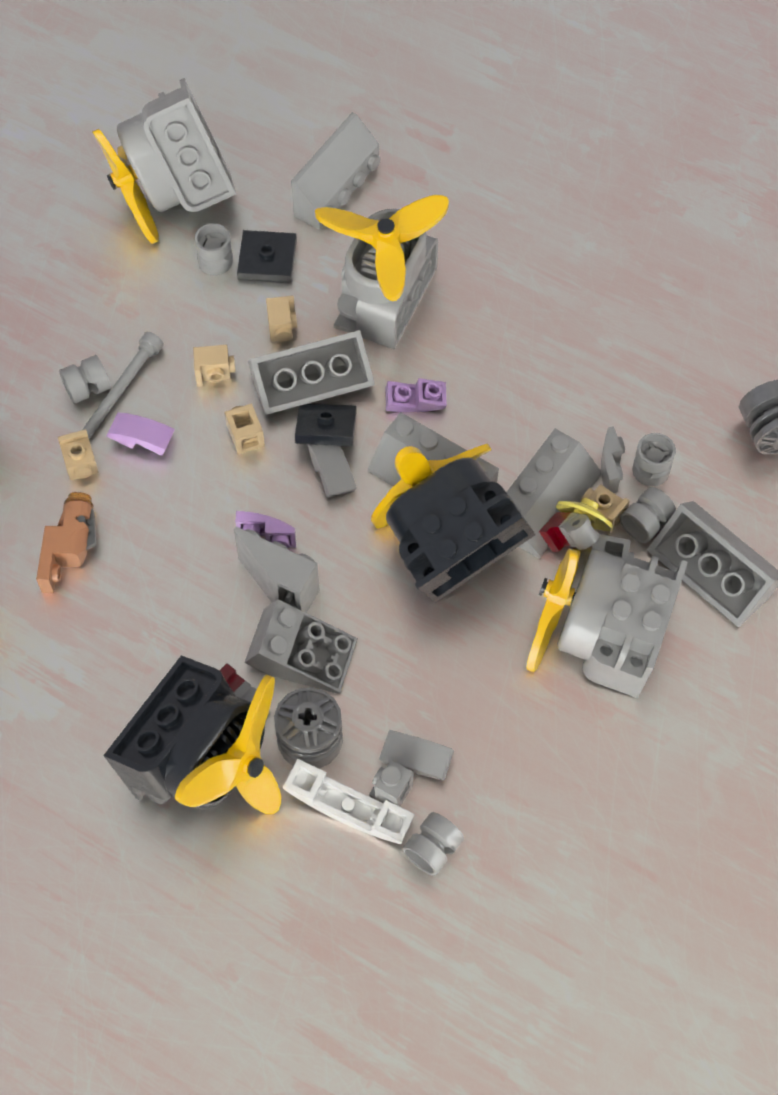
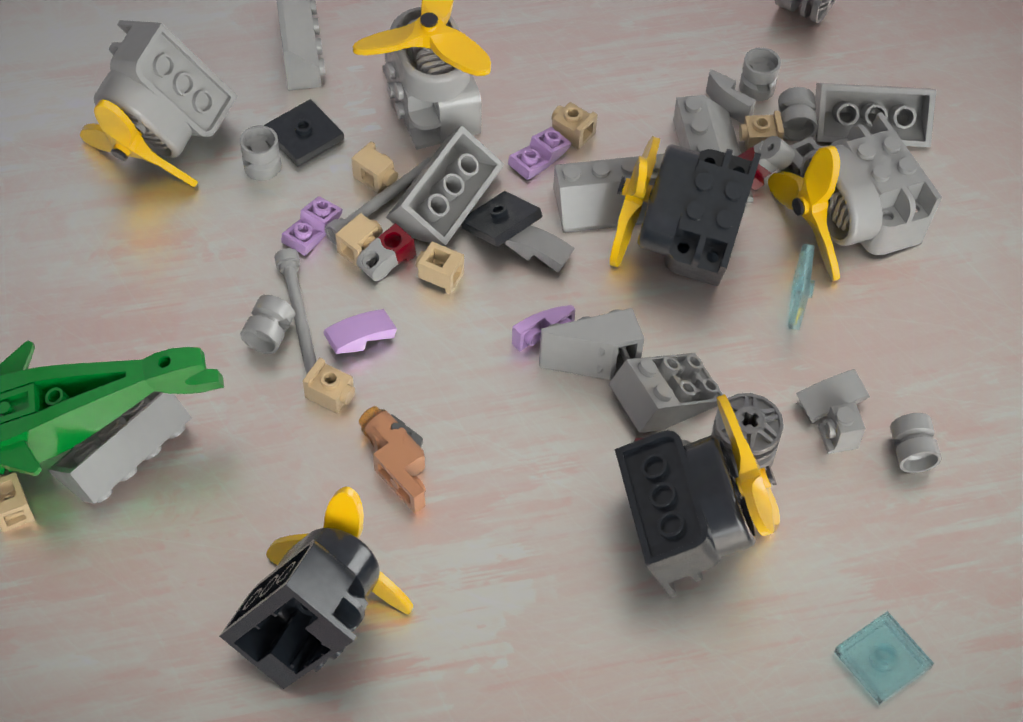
camera: 45 degrees left, 5 degrees down
(201, 330) = (311, 227): none -> lavender slope
(219, 388) = (386, 253): none -> leg
(229, 976) = (883, 657): none -> clear light blue plate
(255, 346) = (377, 202): none -> light grey piece
(346, 804) = (831, 468): white slope -> none
(463, 392) = (574, 123): none -> tan brick
(480, 651) = (801, 287): none -> clear light blue plate
(587, 507) = (761, 133): light yellow dish -> none

